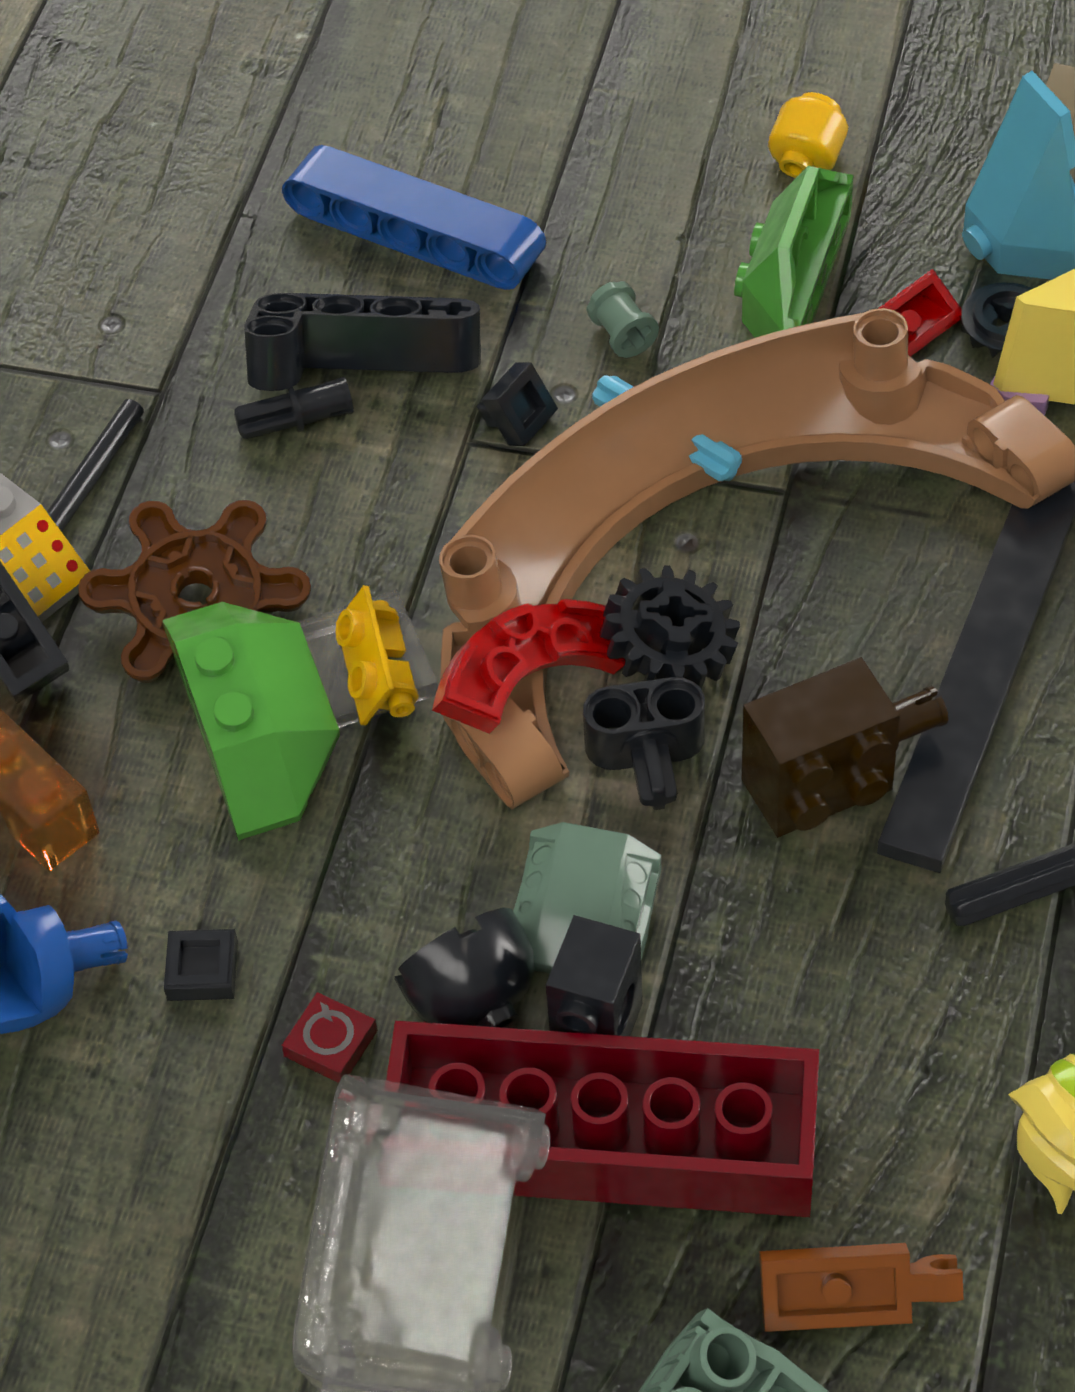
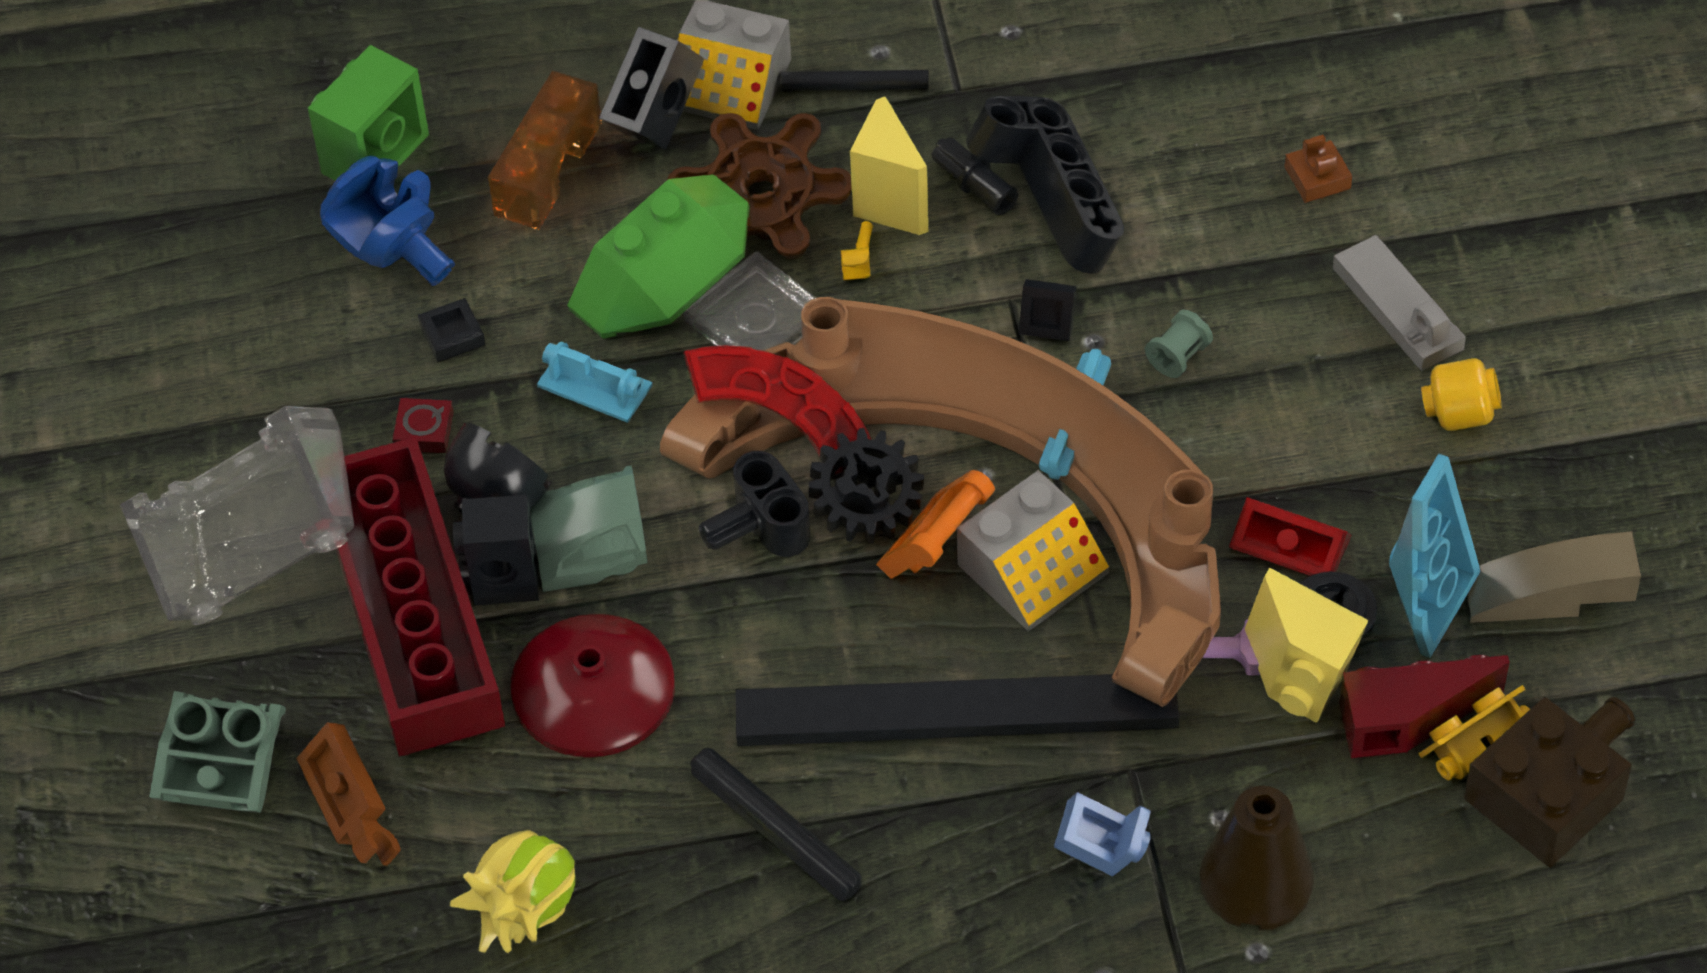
camera: 65 degrees right, 0 degrees up
(269, 456) = (888, 173): none -> light yellow slope
(344, 545) = (856, 261): none -> yellow hand
(368, 636) = (761, 301): yellow hinge -> none
(372, 841) = (592, 382): none -> medium azure hinge
(414, 217) = (1215, 167): blue beam -> none
(461, 149) = (1318, 169): none -> dark orange tile
(660, 149) = (1399, 302): none -> light grey hinge
(765, 609) = (923, 539): none -> orange plate
(794, 252) = (1304, 435): bright green wedge -> none
(822, 523) = (1030, 551): none -> slope
(828, 744) = (787, 615): dark brown brick -> none
(828, 1003) = (598, 706): none -> dark red dish

